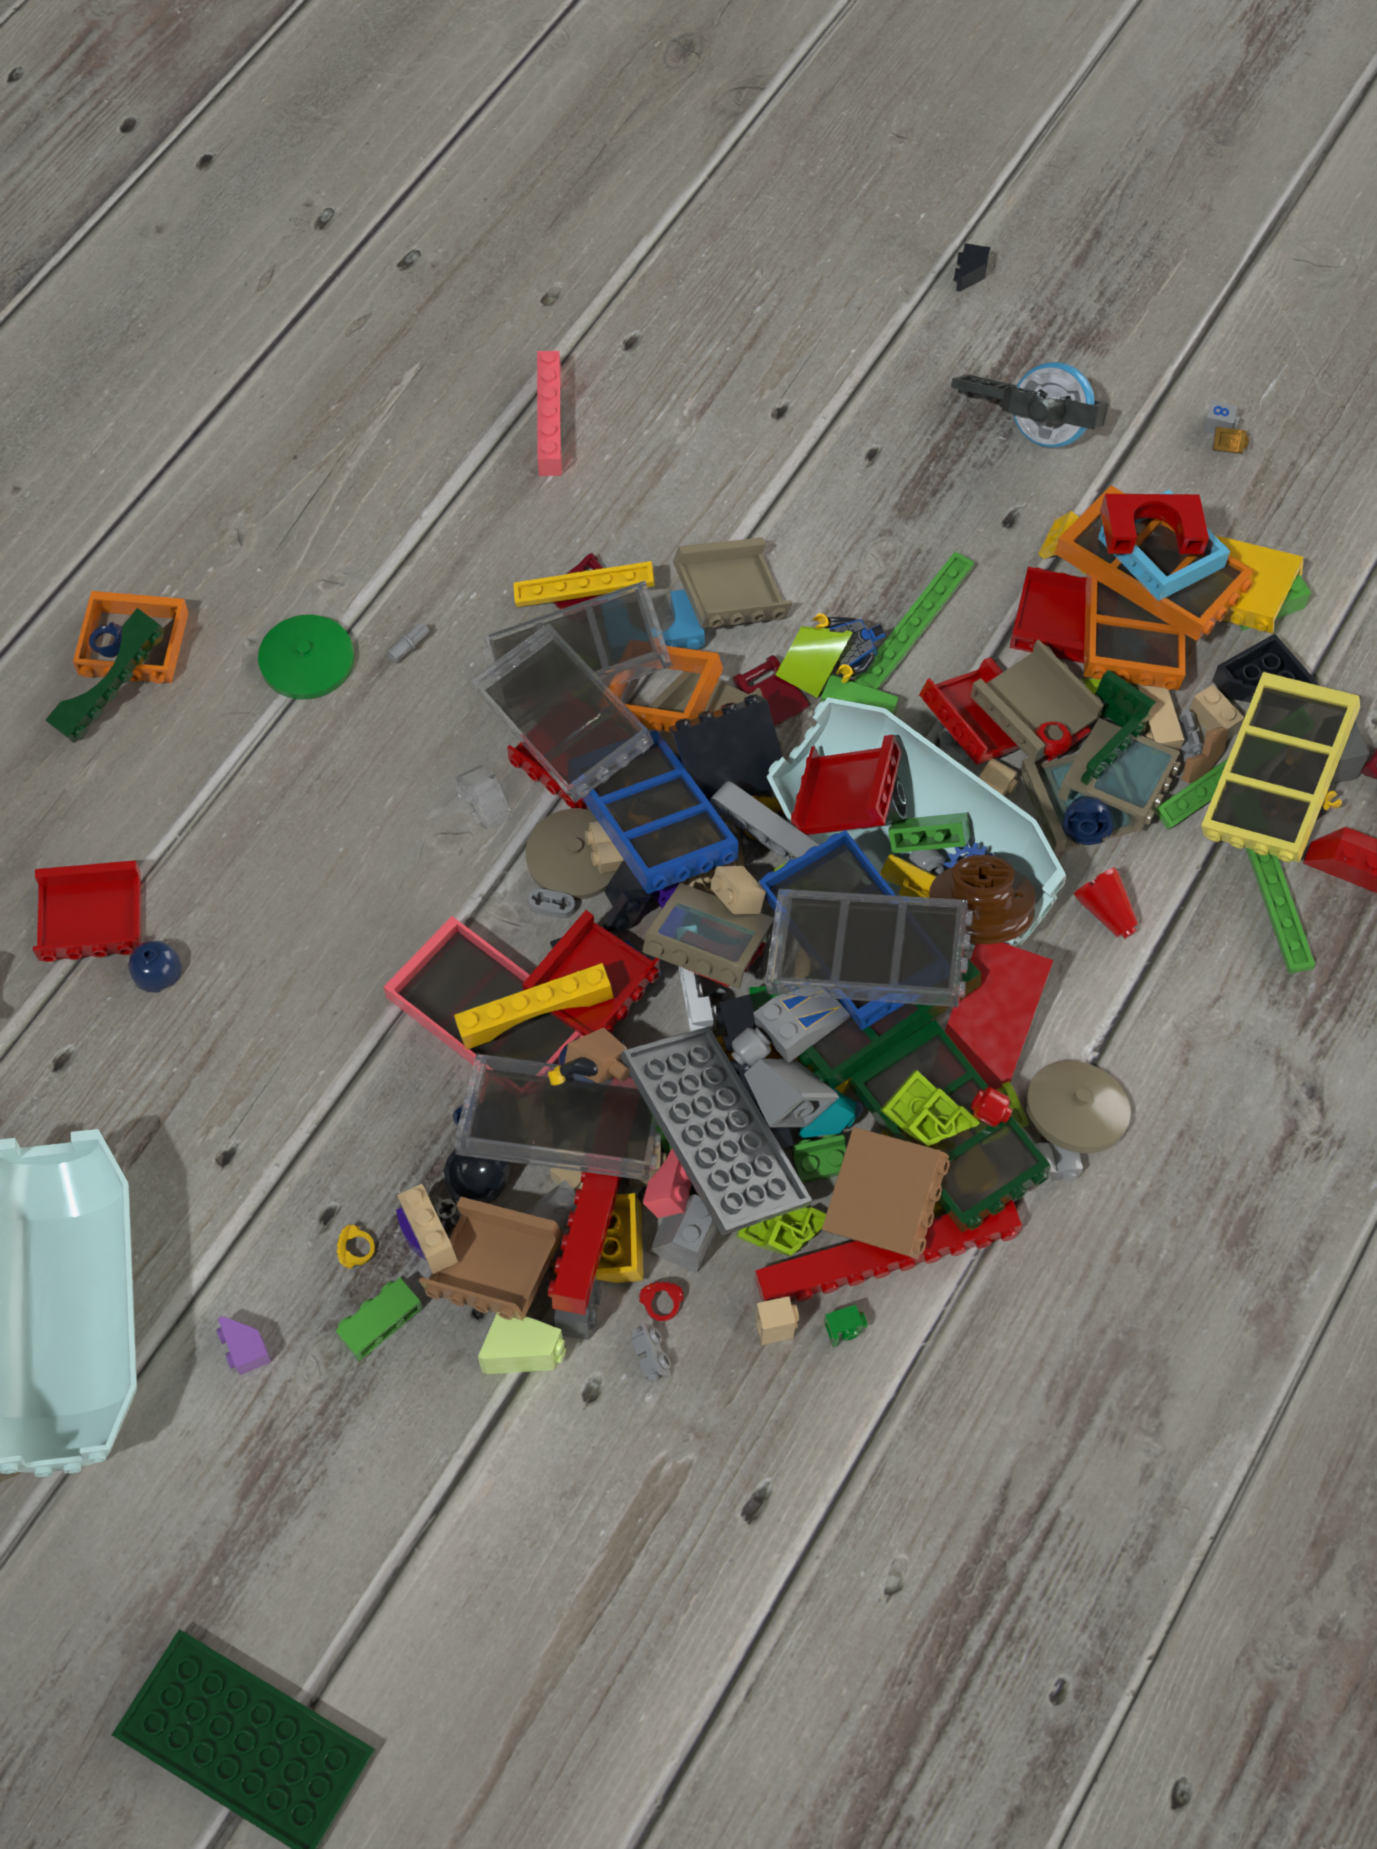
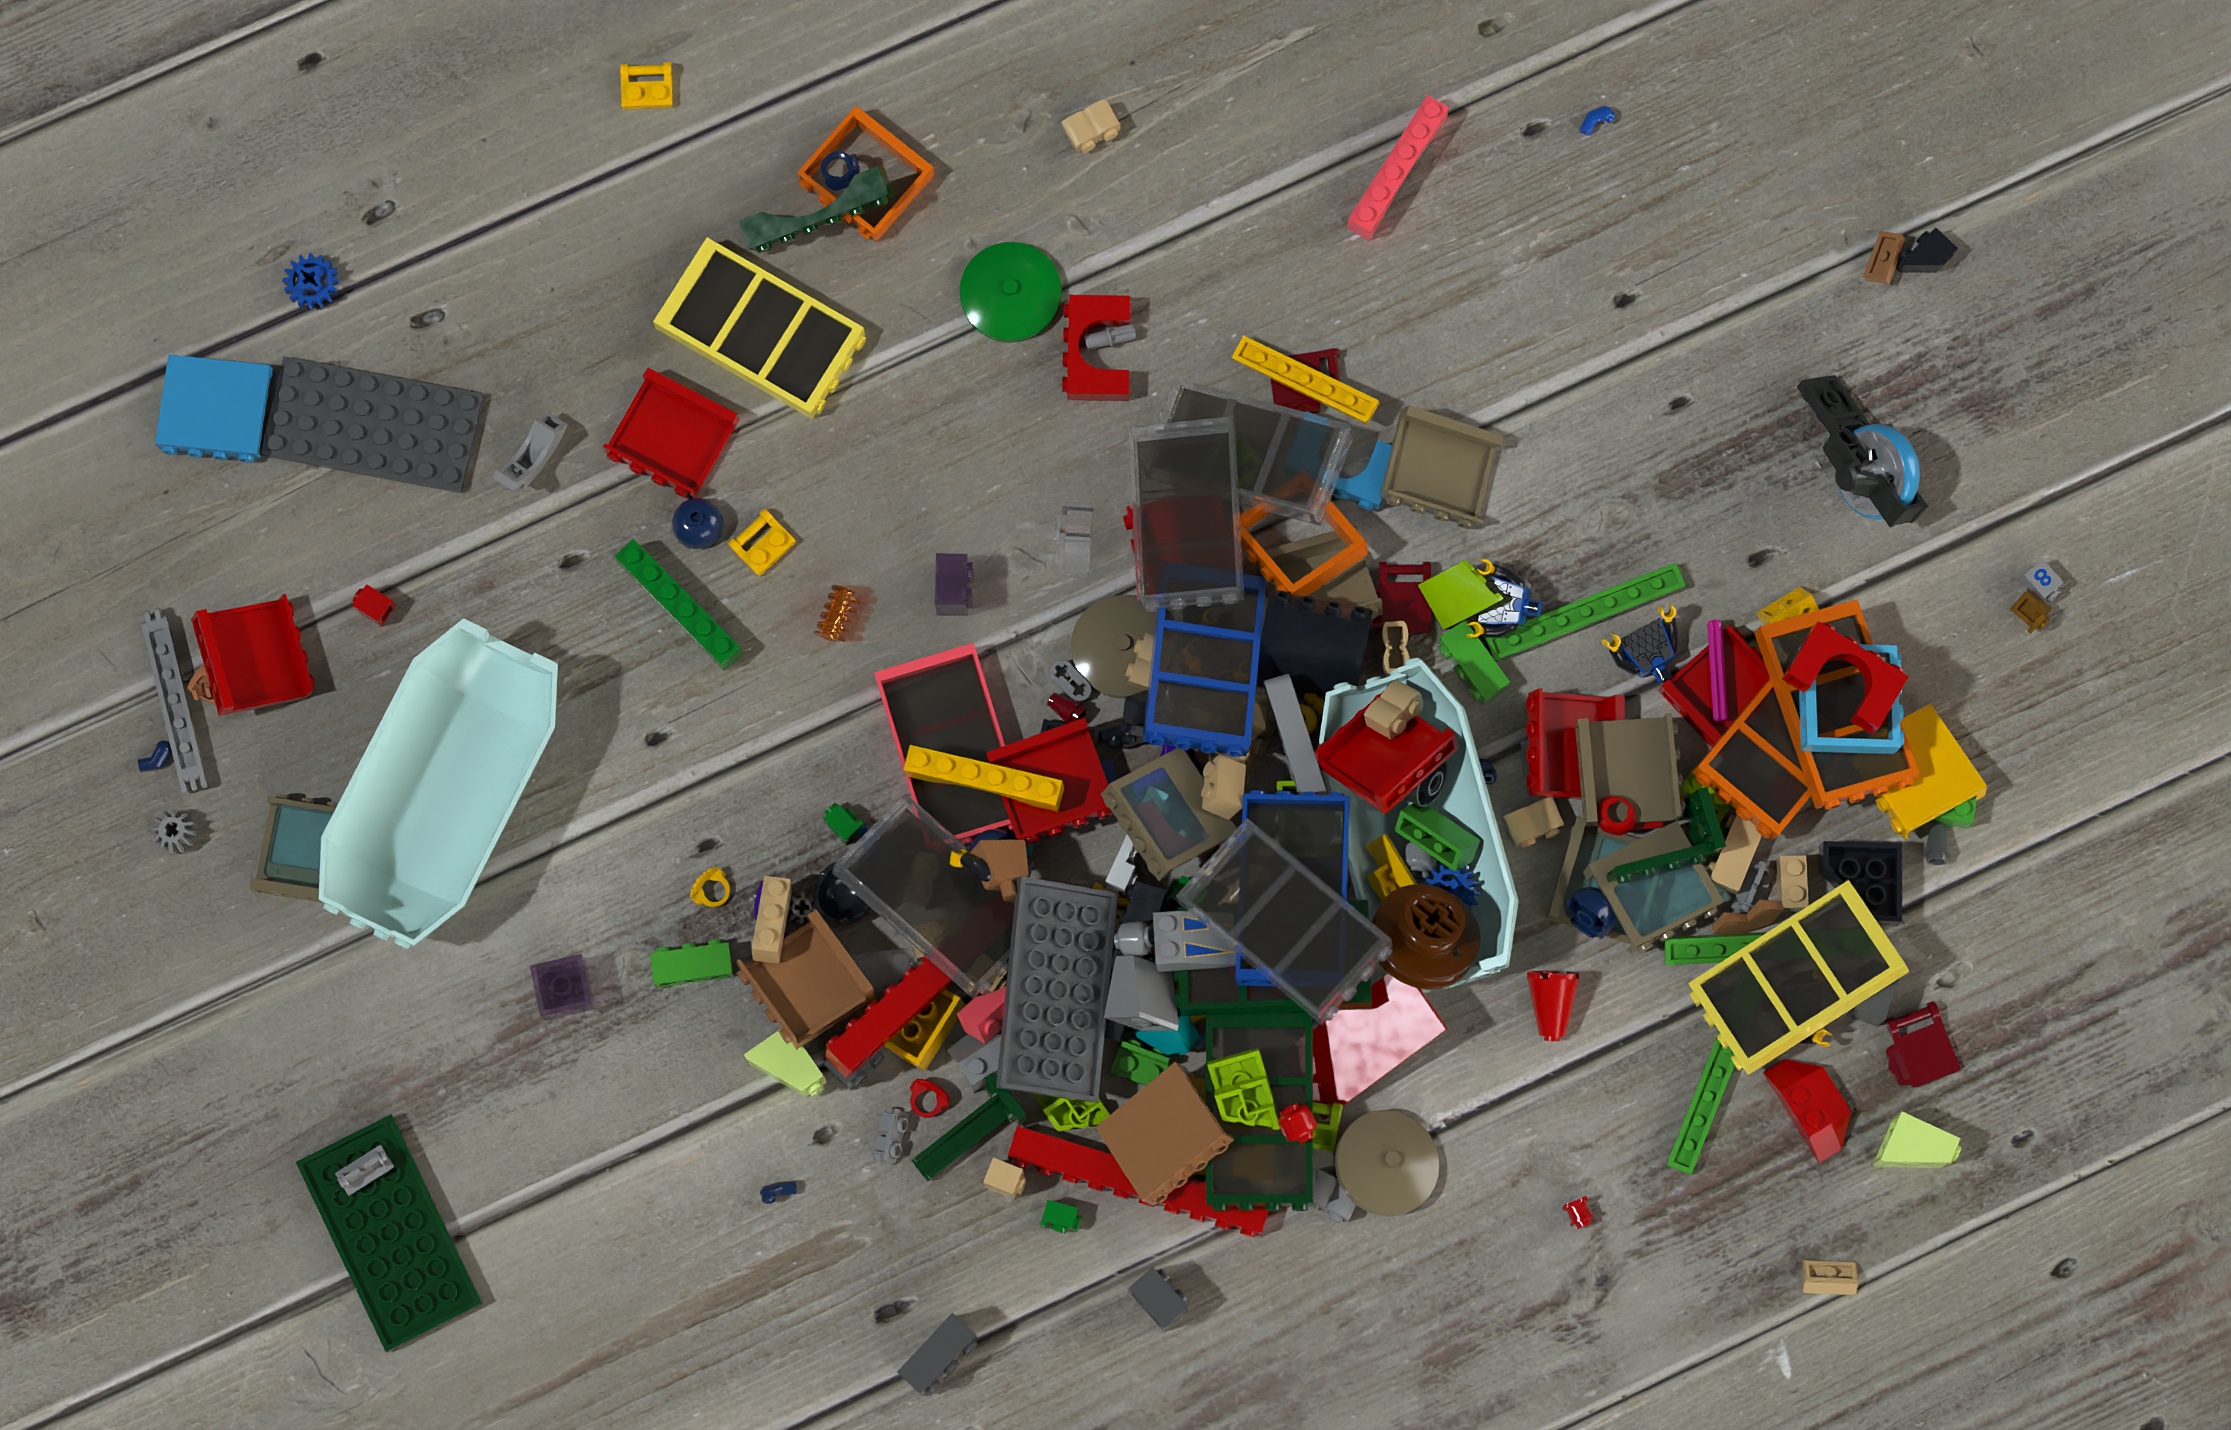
camera: 35 degrees right, 15 degrees up
(114, 792) = (760, 328): none -> clear smoke window
(178, 1035) = (678, 604): none -> green brick
(184, 1696) = (364, 1170): none -> light grey hinge
(228, 951) = (767, 549): none -> yellow plate
(244, 1344) = (573, 916): medium lavender slope -> none
(273, 1410) = (562, 987): none -> clear purple brick
(292, 510) = (1091, 126): none -> tan brick
(321, 963) = (837, 614): none -> clear orange piece
(404, 882) = (952, 584): none -> clear purple brick
(407, 682) = (1084, 315): none -> red arch
(435, 1122) = (842, 822): none -> green brick
(560, 923) = (1066, 708): none -> dark red cone
(578, 1468) = (776, 1189): none -> dark blue arm
(668, 310) = (1594, 116): none -> blue arm
(731, 1259) = (970, 1130): none -> dark green bracket
(790, 722) = (1393, 639): none -> tan brick
(826, 1510) = (938, 1355): none -> dark grey brick
(829, 756) = (1393, 709): none -> tan brick
(943, 284) = (1884, 257): none -> medium nougat plate
(978, 1334) = (1158, 1298): none -> dark grey brick
(981, 616) = (1647, 648): none -> torso
(1043, 603) = (1717, 670): none -> dark pink axle
(1254, 1049) = (1579, 1213): none -> red brick
(1296, 629) = (1937, 846): none -> dark grey cone

